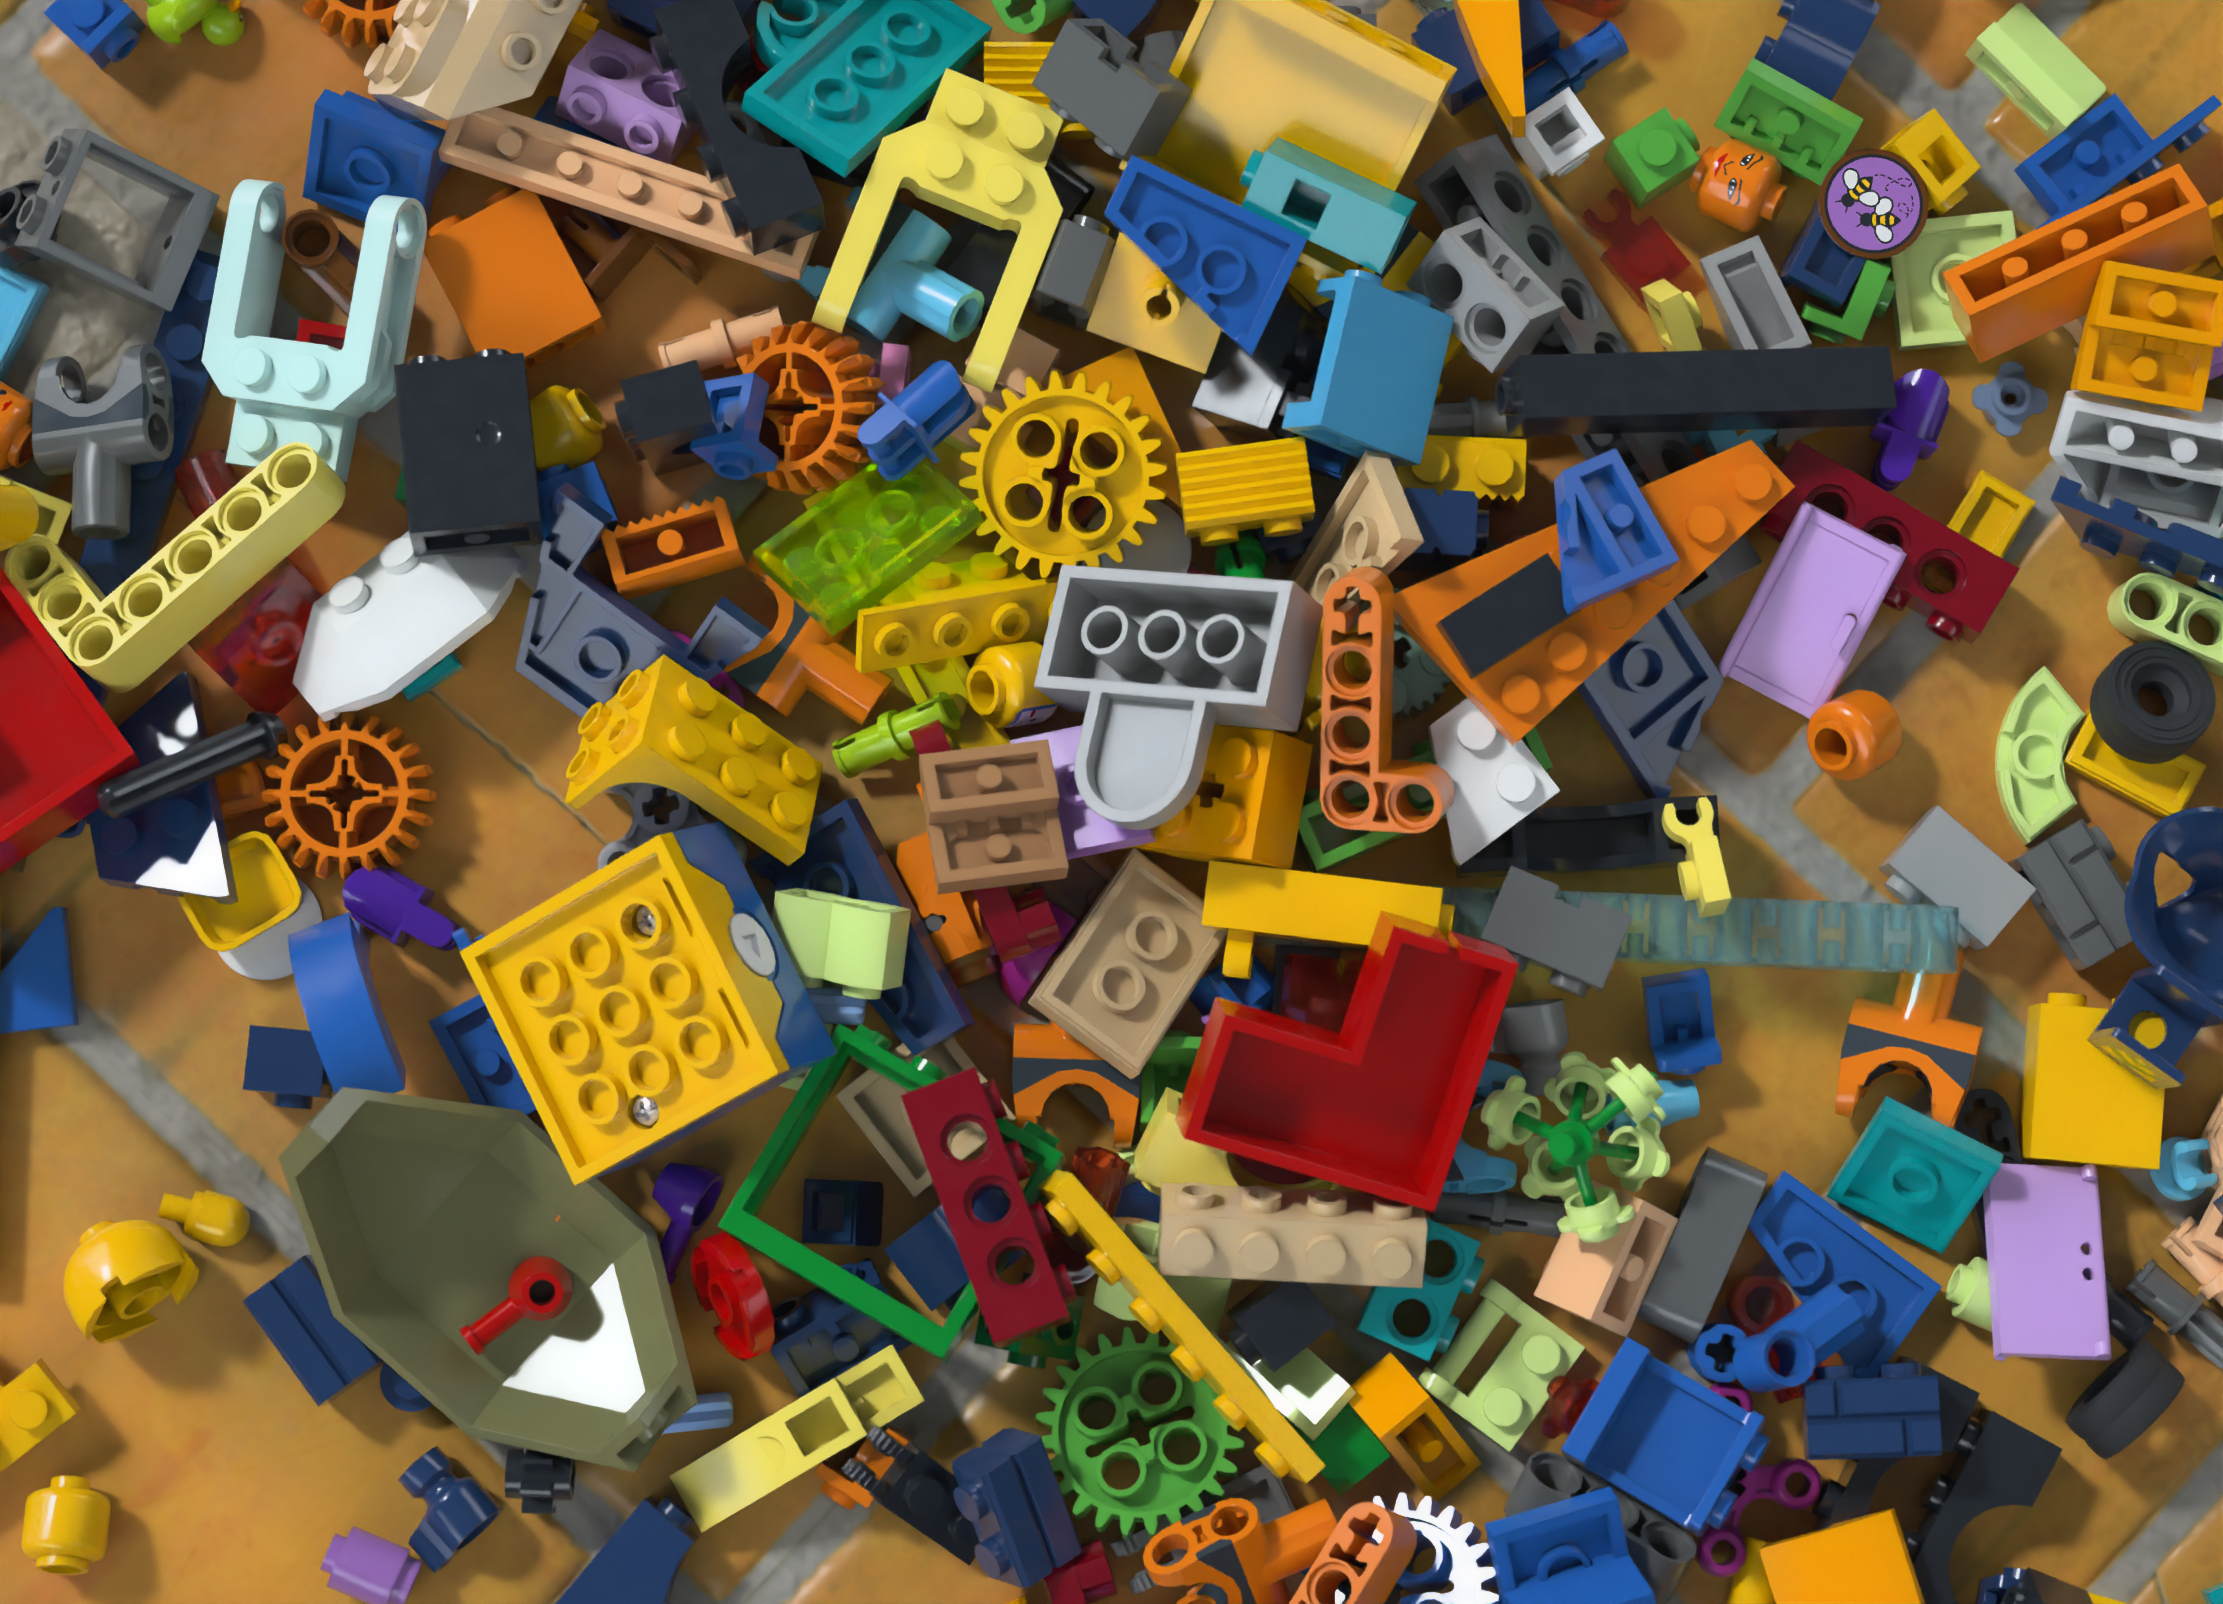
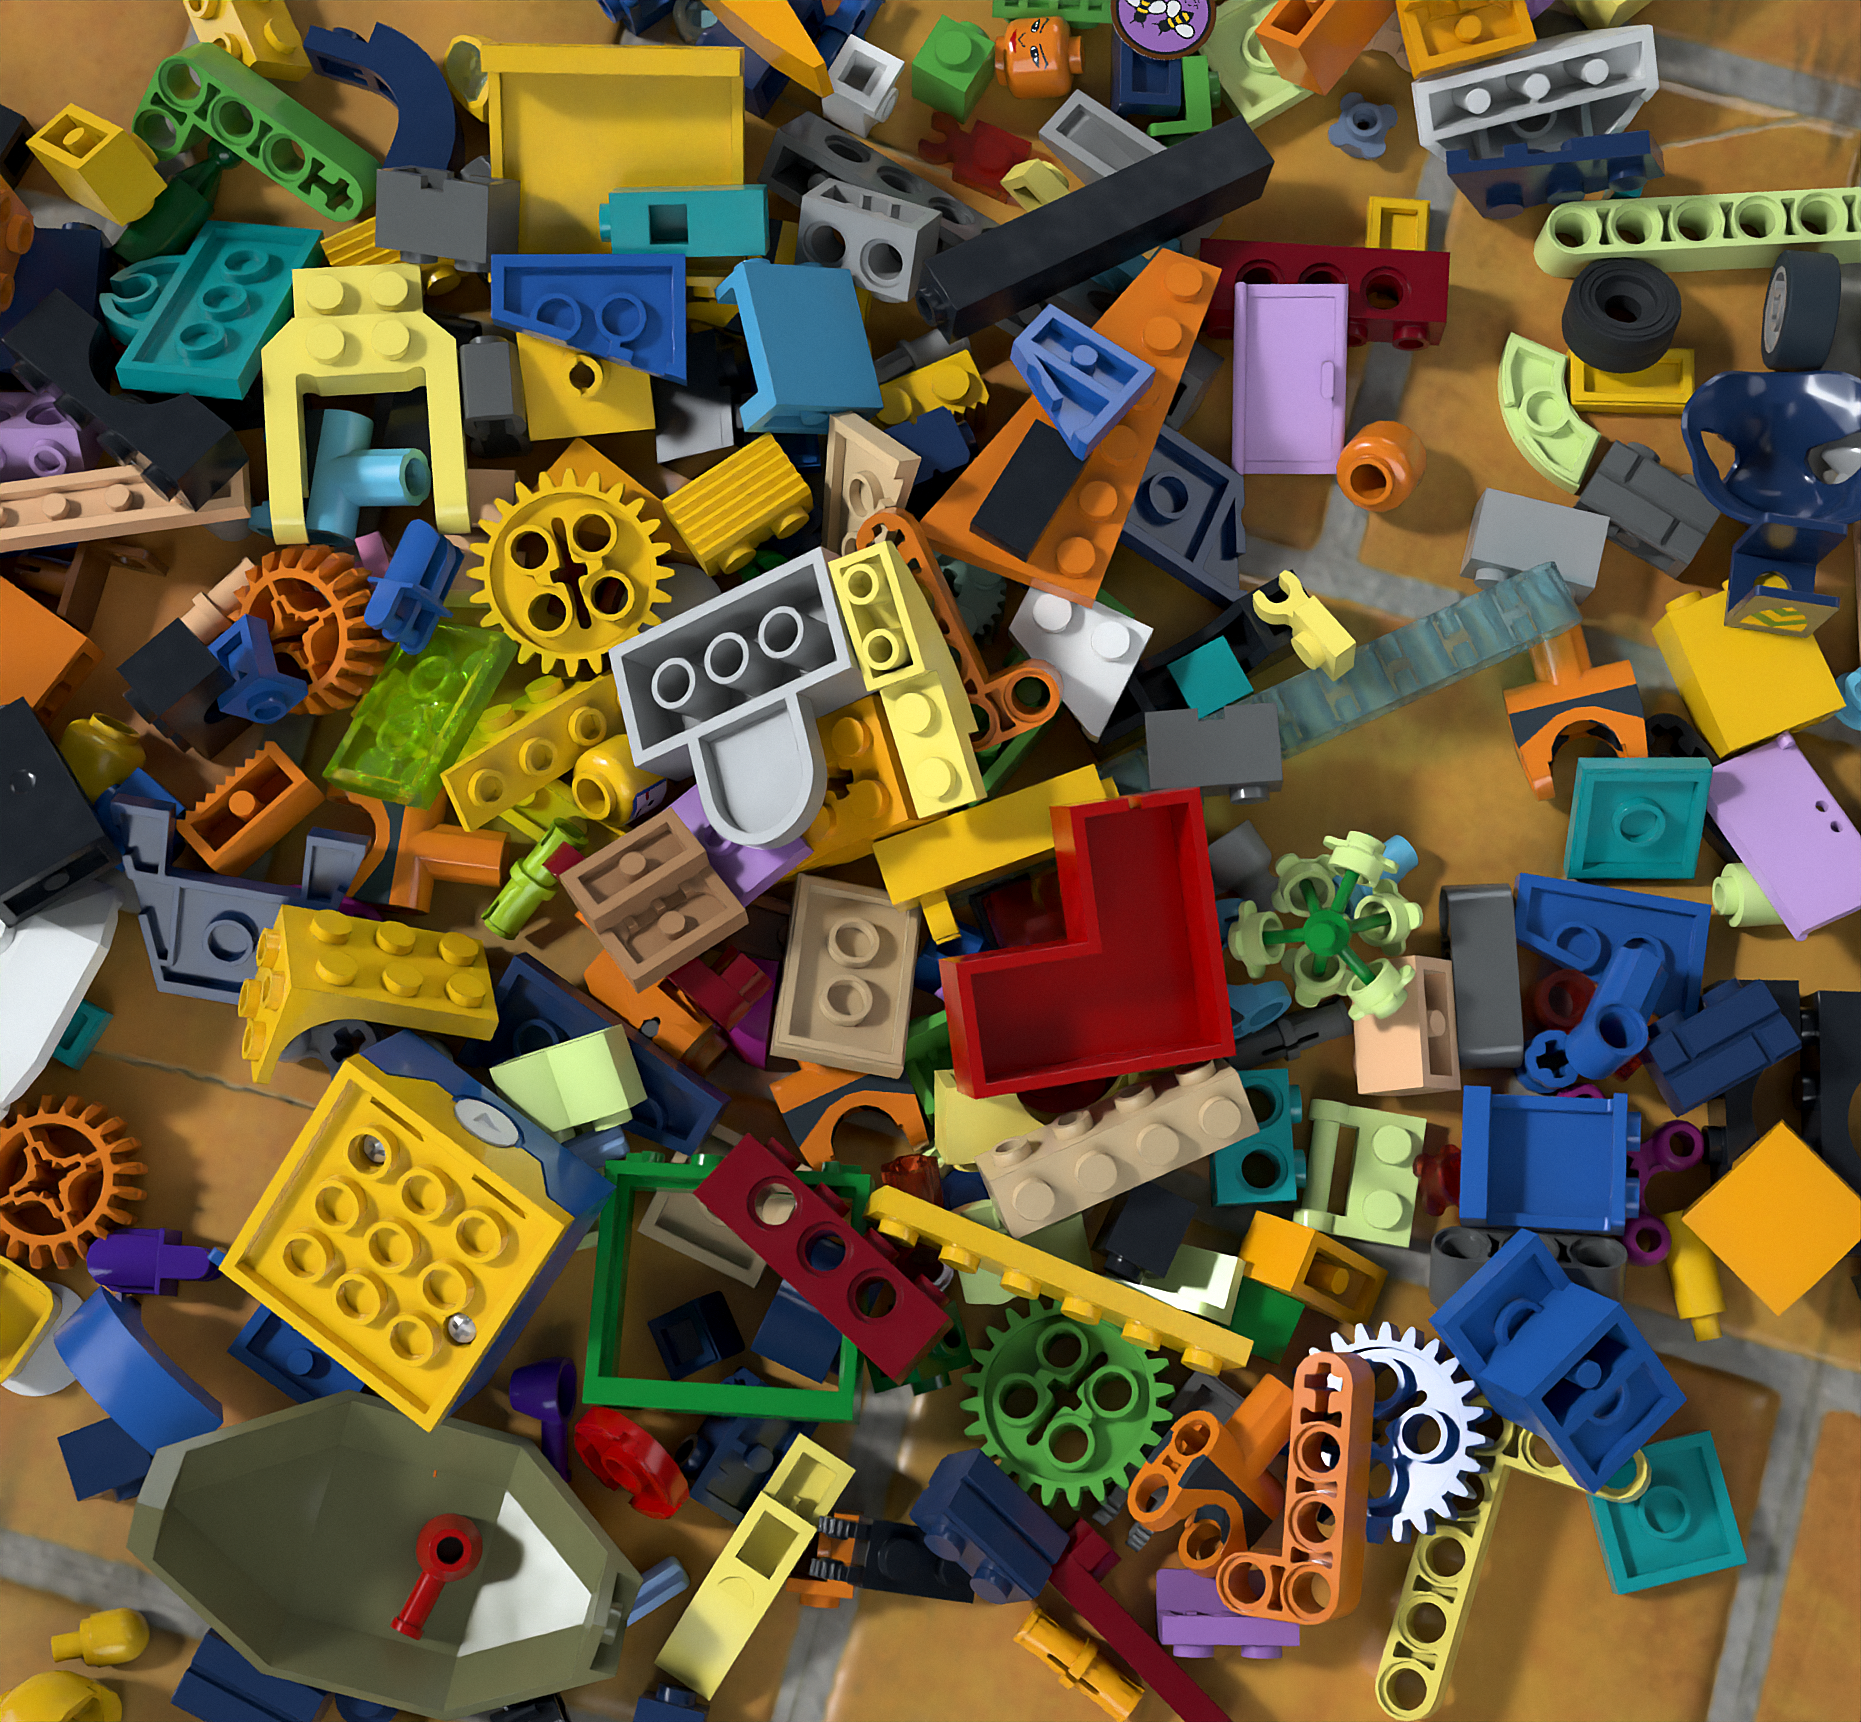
camera: 25 degrees left, 5 degrees down
(1320, 742) = (916, 676): none -> light yellow slope
(1592, 857) = (1210, 678): none -> teal tile
(1680, 1021) = (1360, 787): blue bracket -> none
(1910, 428) = (1292, 187): dark purple arm -> none

